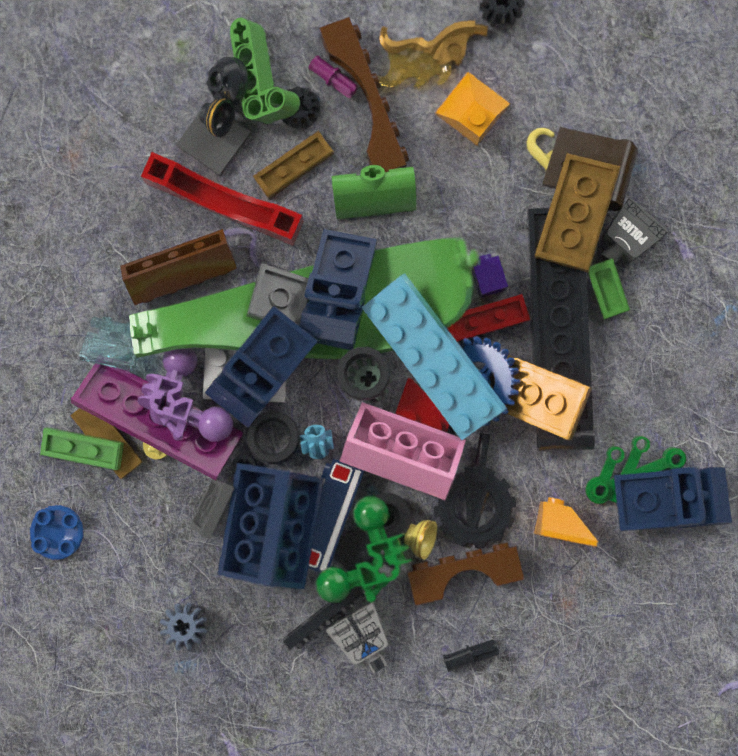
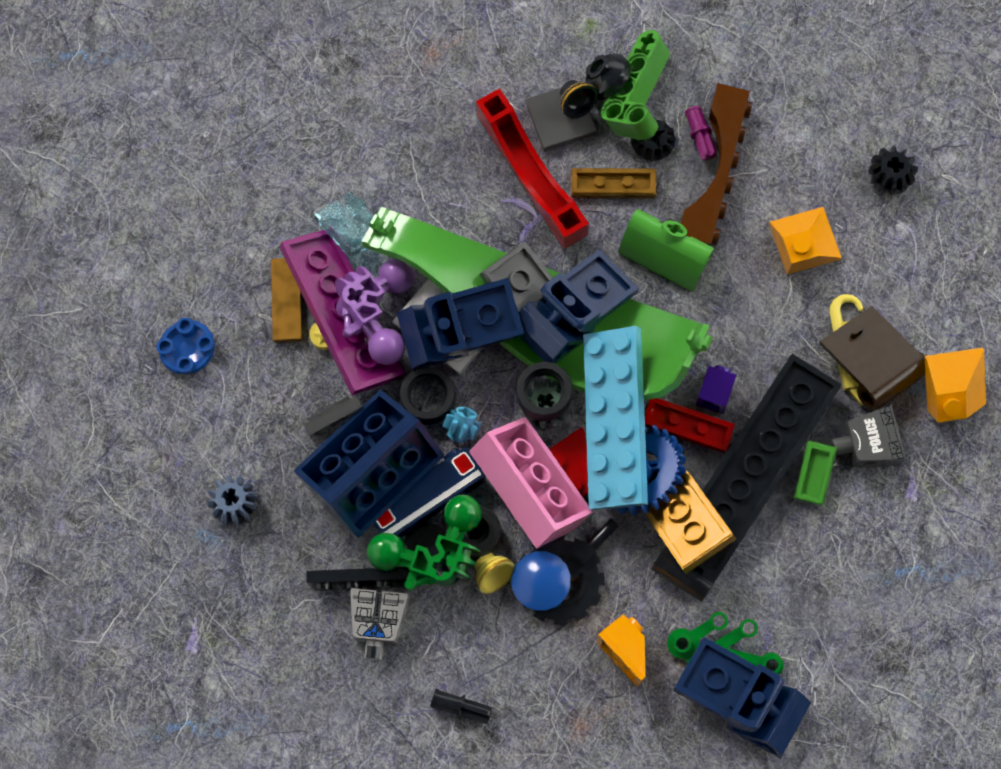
camera: 35 degrees right, 10 degrees down
(82, 448) = (260, 292): bright green tile -> none
(178, 267) = (452, 199): reddish brown brick -> none
(427, 58) = (795, 172): piece -> none
(463, 519) = (541, 581): none -> blue dish
(499, 565) = (472, 615): reddish brown arch -> none
(577, 212) = (833, 384): pearl gold tile -> none
(665, 147) = (955, 384): none -> light orange slope

